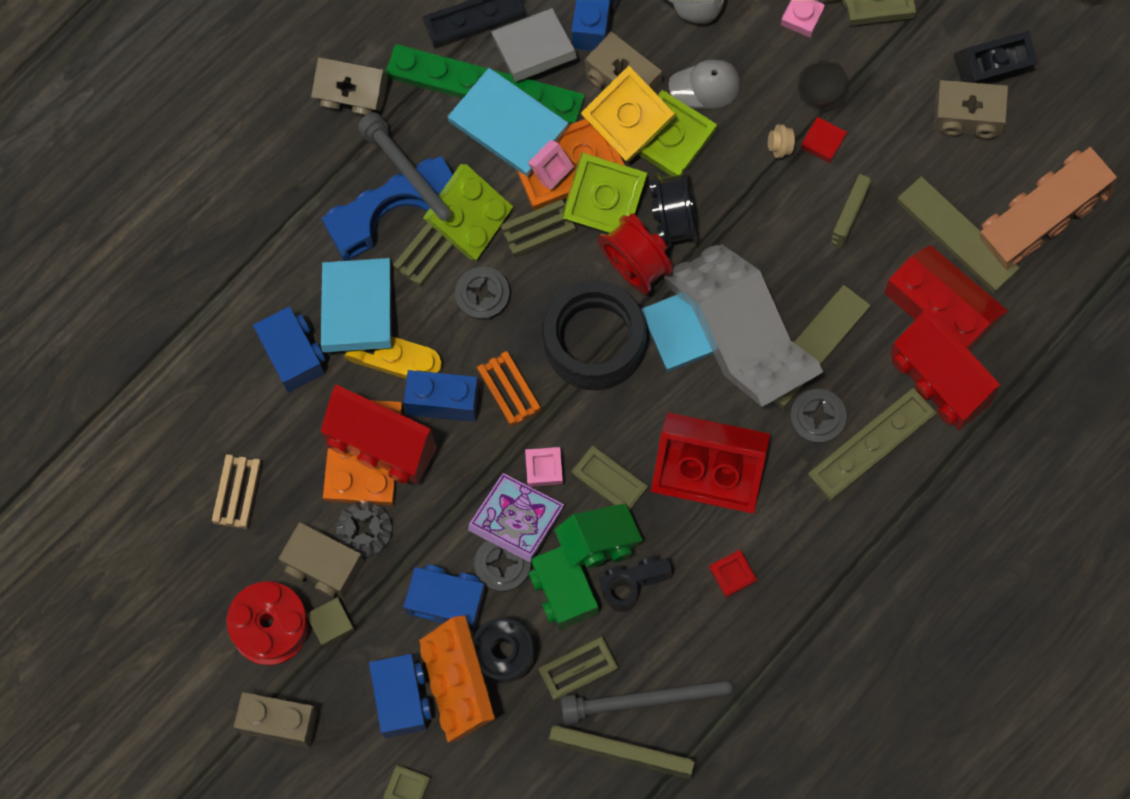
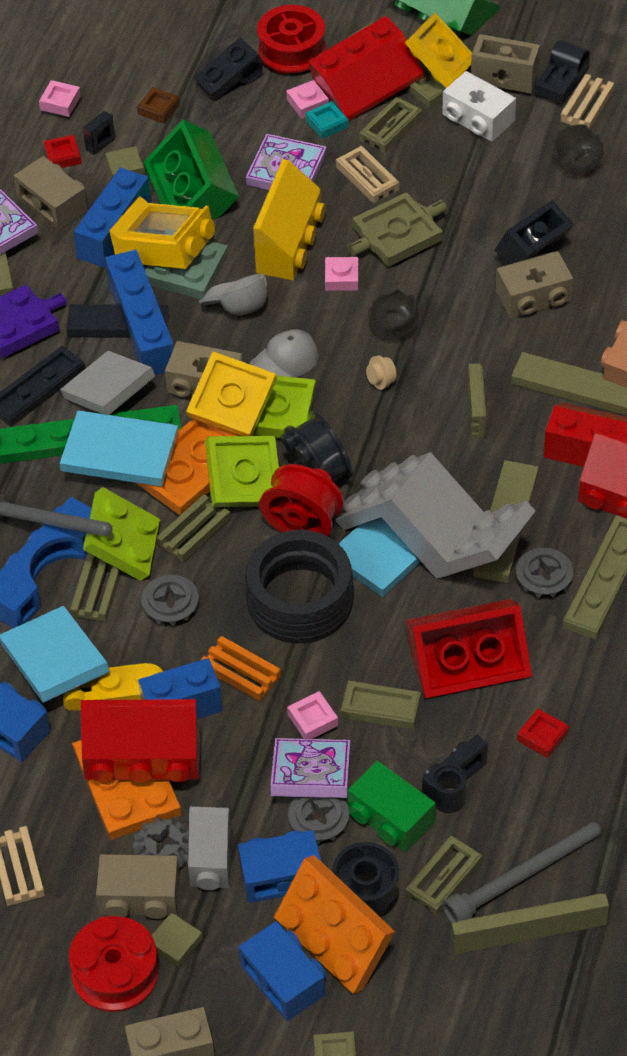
camera: 30 degrees left, 20 degrees down
(391, 560) = (209, 847): none -> light grey slope
(550, 164) = (181, 462): bright pink plate -> none
(598, 535) = (401, 743): green brick -> none
(823, 140) = (417, 359): red tile -> none

